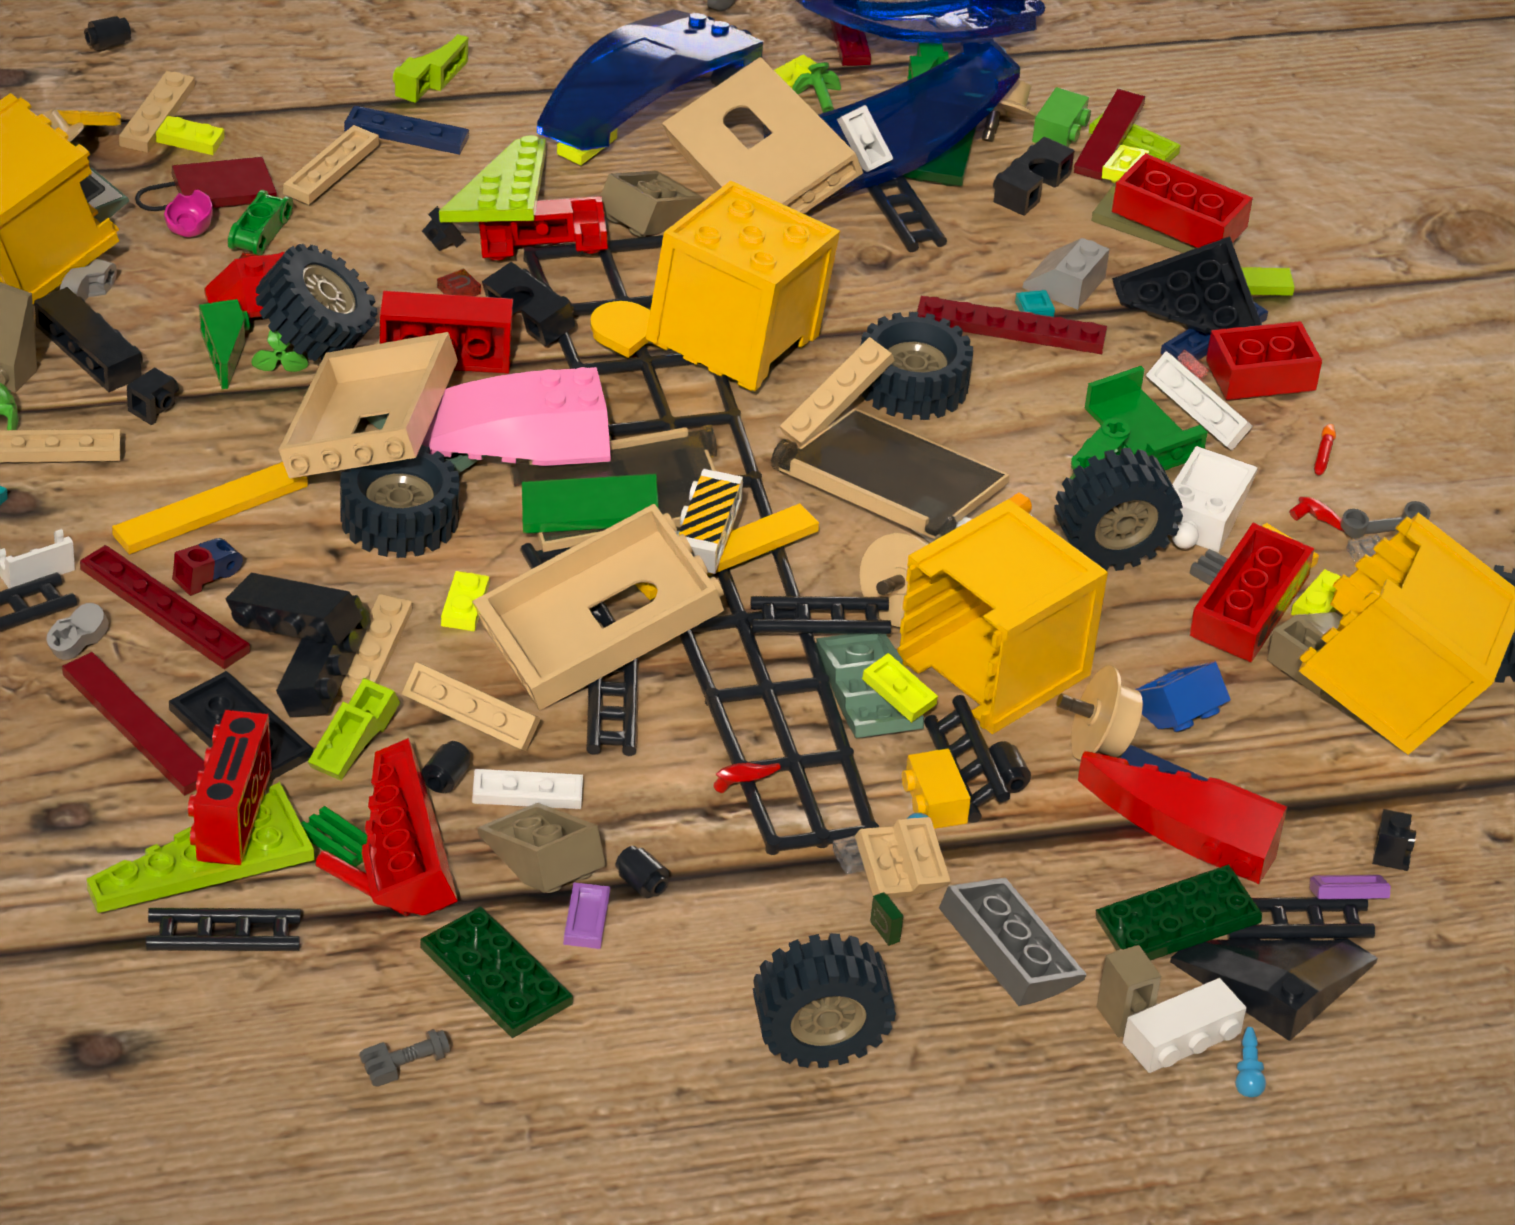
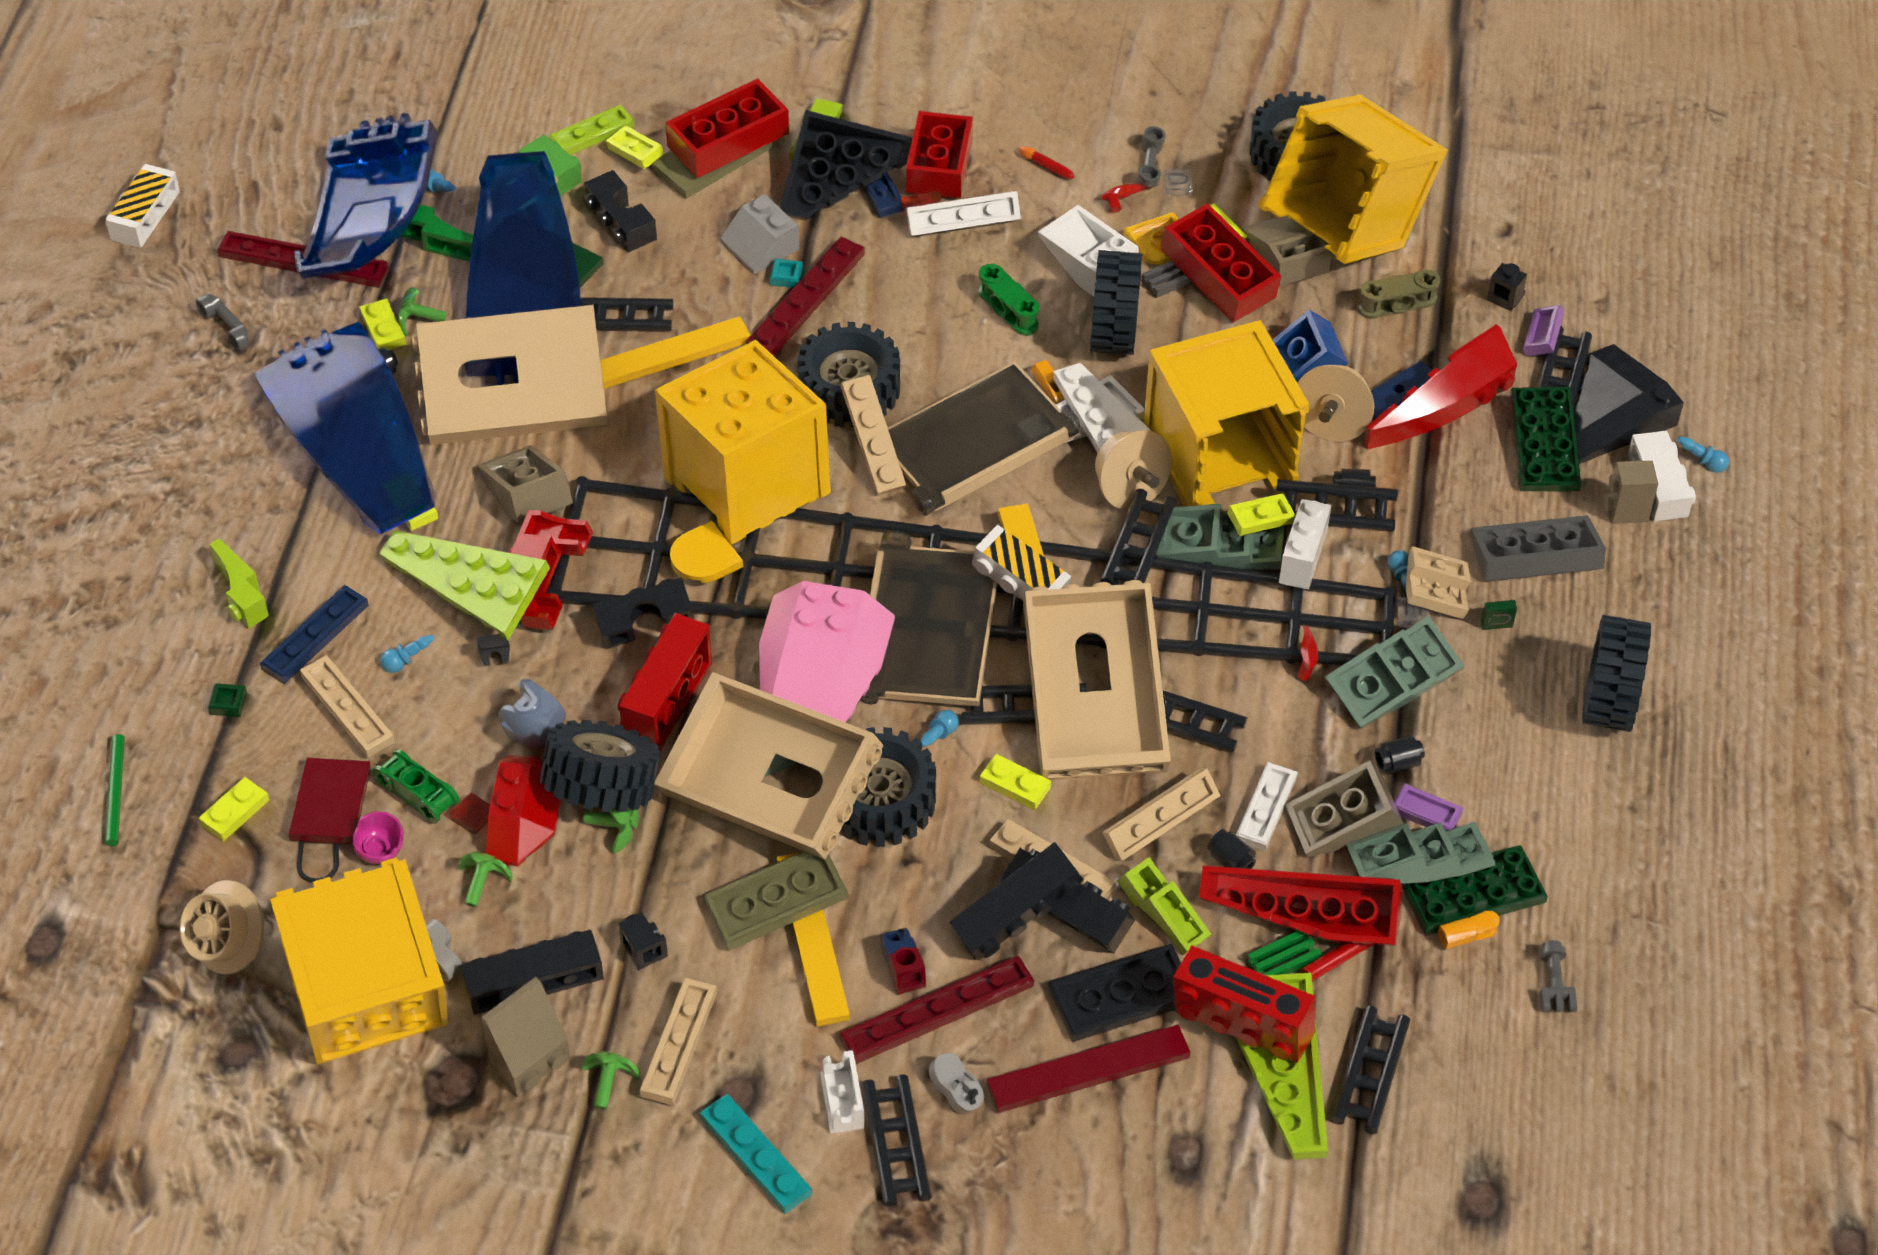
camera: 65 degrees left, 10 degrees up
(91, 118) = (183, 881): yellow tile -> none
(107, 33) = (30, 832): black brick -> none
(161, 102) = (179, 826): tan plate -> none
(181, 67) = (115, 790): none -> green bar
(191, 281) = (483, 863): none -> bright green plant
(223, 333) = (578, 860): green slope -> none
(239, 466) = (775, 897): none -> olive tile
(306, 101) = (227, 700): none -> dark green tile
(365, 258) = (531, 716): none -> sand blue helmet
(408, 182) = (395, 659): none -> dark azure bar
(436, 972) = (1468, 929): none -> light orange bar
(459, 283) = (576, 661): clear red tile -> none
(510, 906) = (1421, 854): none -> sand green slope
(511, 536) = (940, 727): none -> dark azure bar
(585, 502) = (948, 649): green tile -> none
(753, 845) = (1394, 672): none -> sand green slope
(865, 138) = (536, 297): white slope -> none
(881, 256) = (673, 351): none -> yellow tile
(884, 734) = (1305, 544): none -> white brick
(937, 788) = (1364, 534): yellow brick -> none
(1109, 133) = (588, 140): dark red tile -> none
(1151, 428) = (959, 262): green panel -> none
(1318, 753) = (1398, 294): none -> olive piece

